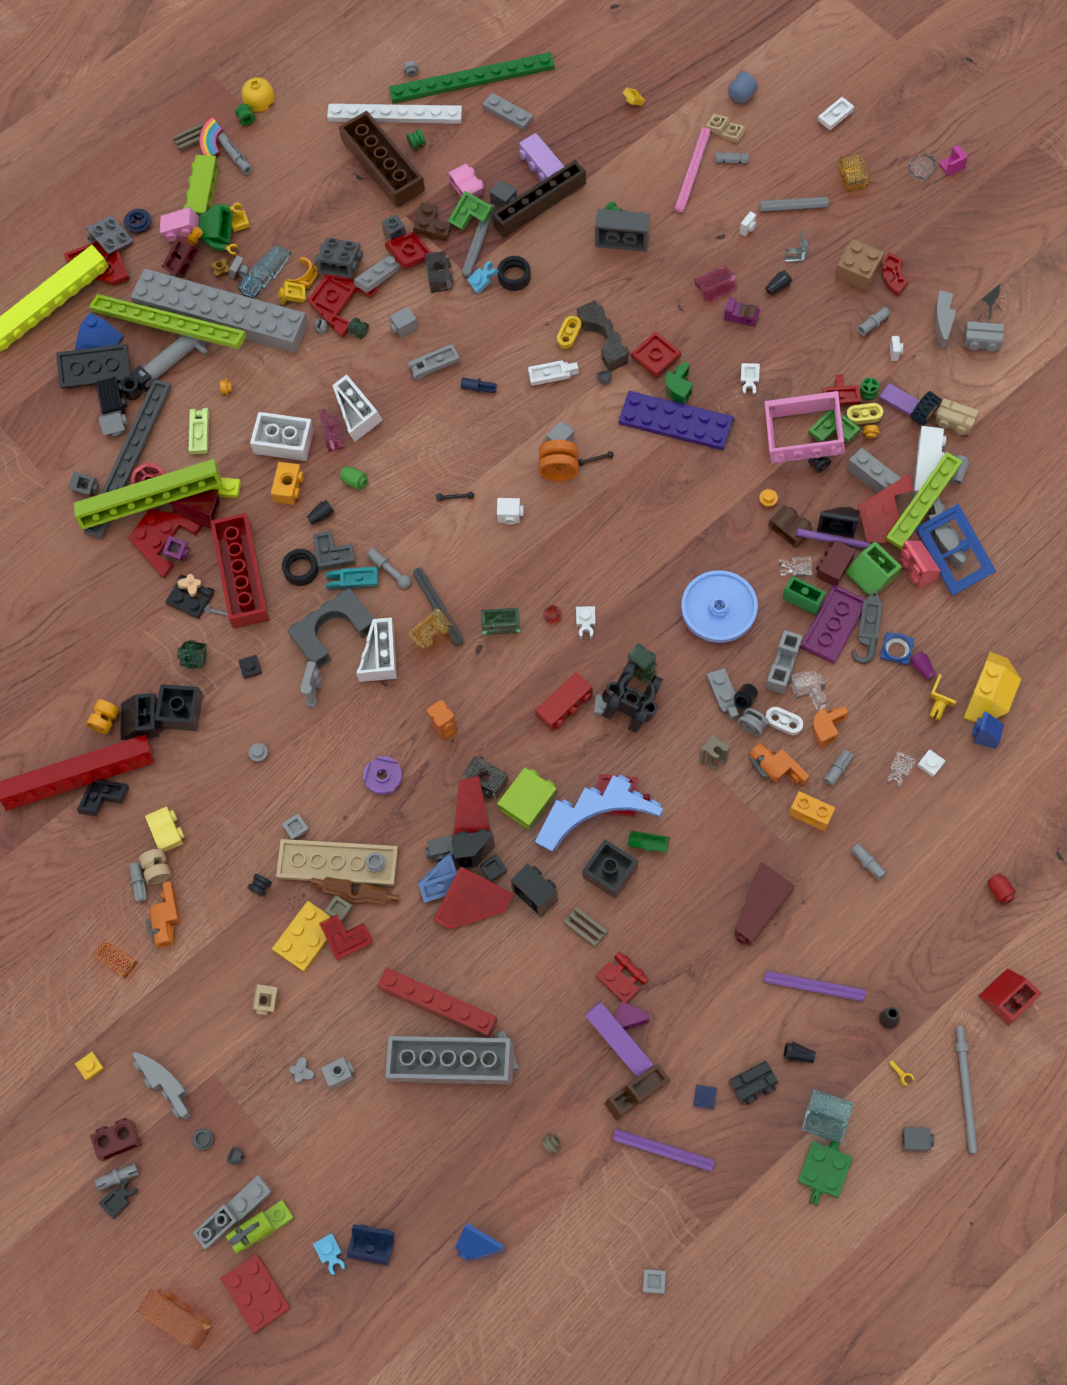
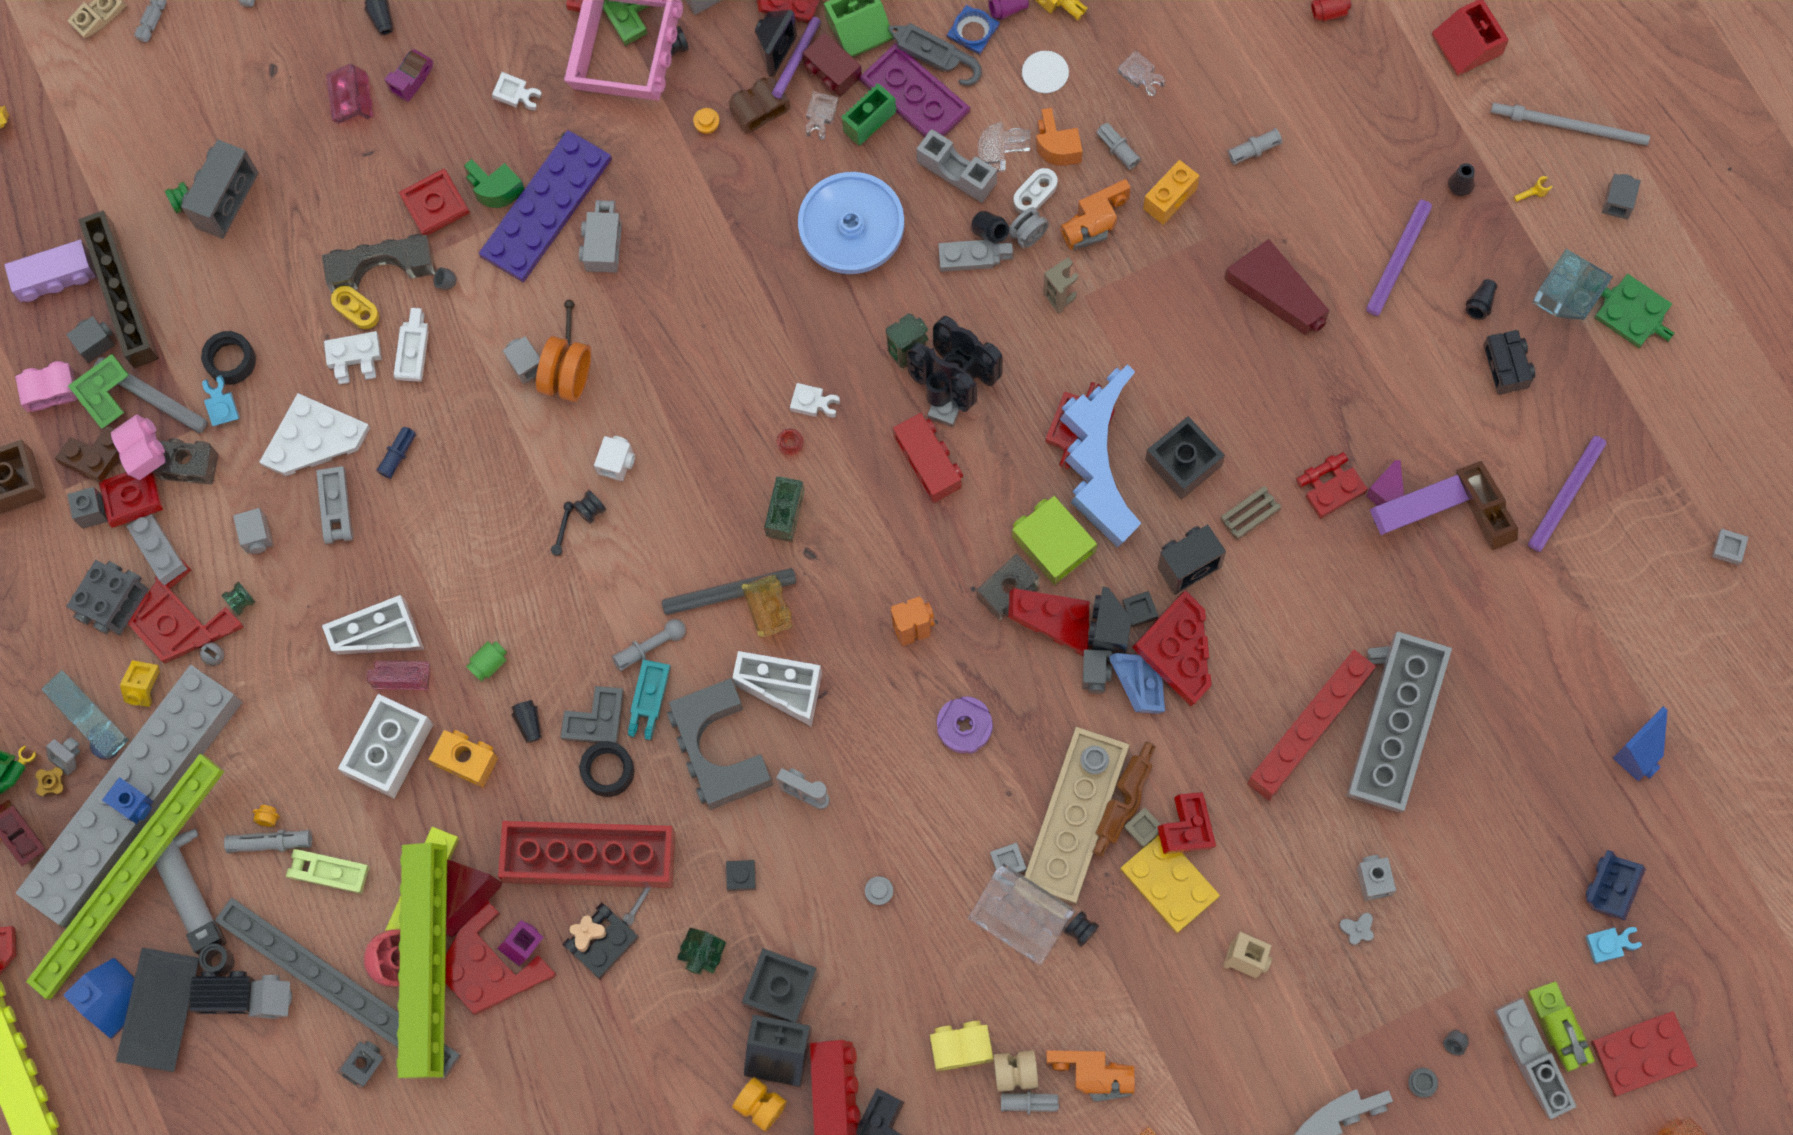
camera: 75 degrees left, 5 degrees up
(208, 304) = (128, 801): none -> blue brick
(212, 399) = (277, 840): none -> light grey pin
(257, 841) = (1021, 914): none -> clear brick
(309, 277) = (113, 644): light orange helmet -> none
(435, 240) = (138, 446): none -> bright pink brick
(471, 506) = (589, 507): none -> black wheel
(476, 336) = (312, 436): none -> white plate
(540, 340) = (351, 351): none -> white plate
(551, 1143) = (1530, 625): dark tan plate -> none
(648, 841) = (1156, 402): green plate -> none
(662, 458) = (601, 239): none -> light grey brick
(692, 170) = (149, 74): bright pink axle -> none
(704, 1097) = (1510, 426): clear blue plate -> none
(748, 224) = (271, 25): white plate -> none
(882, 705) = (1045, 71): none -> white sticker
(931, 763) = (1142, 37): white plate -> none

